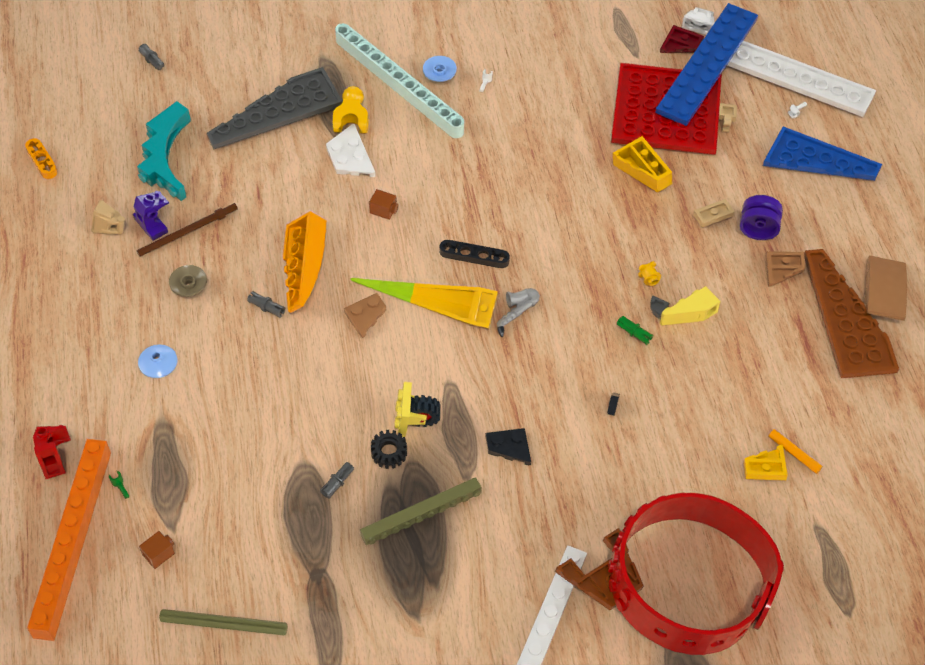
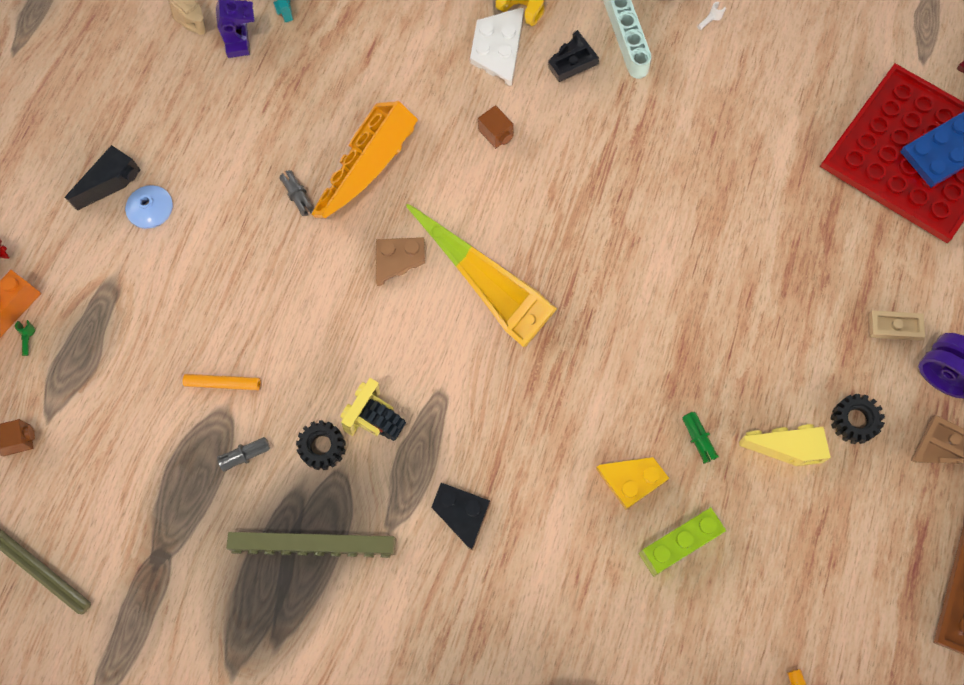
camera: 35 degrees right, 15 degrees up
(114, 354) = (108, 175): none -> black slope
(187, 275) = (226, 118): dark tan dish -> none
(219, 214) = (311, 56): reddish brown bar -> none
(290, 445) = (223, 382): none -> light orange piece
(408, 141) = (573, 58): none -> black wing
(474, 250) = (568, 237): black beam -> none
(523, 301) = (586, 331): light grey piece -> none
(607, 374) = (632, 479): none -> yellow wing
(613, 404) = (617, 521): black tile -> none
(643, 164) = (842, 217): yellow wedge -> none
(649, 273) = (763, 371): yellow brick -> none
(657, 306) = (749, 419): dark grey tile -> none
(661, 389) = (682, 541): none -> lime arch
(722, 267) = (870, 411): none -> black tyre

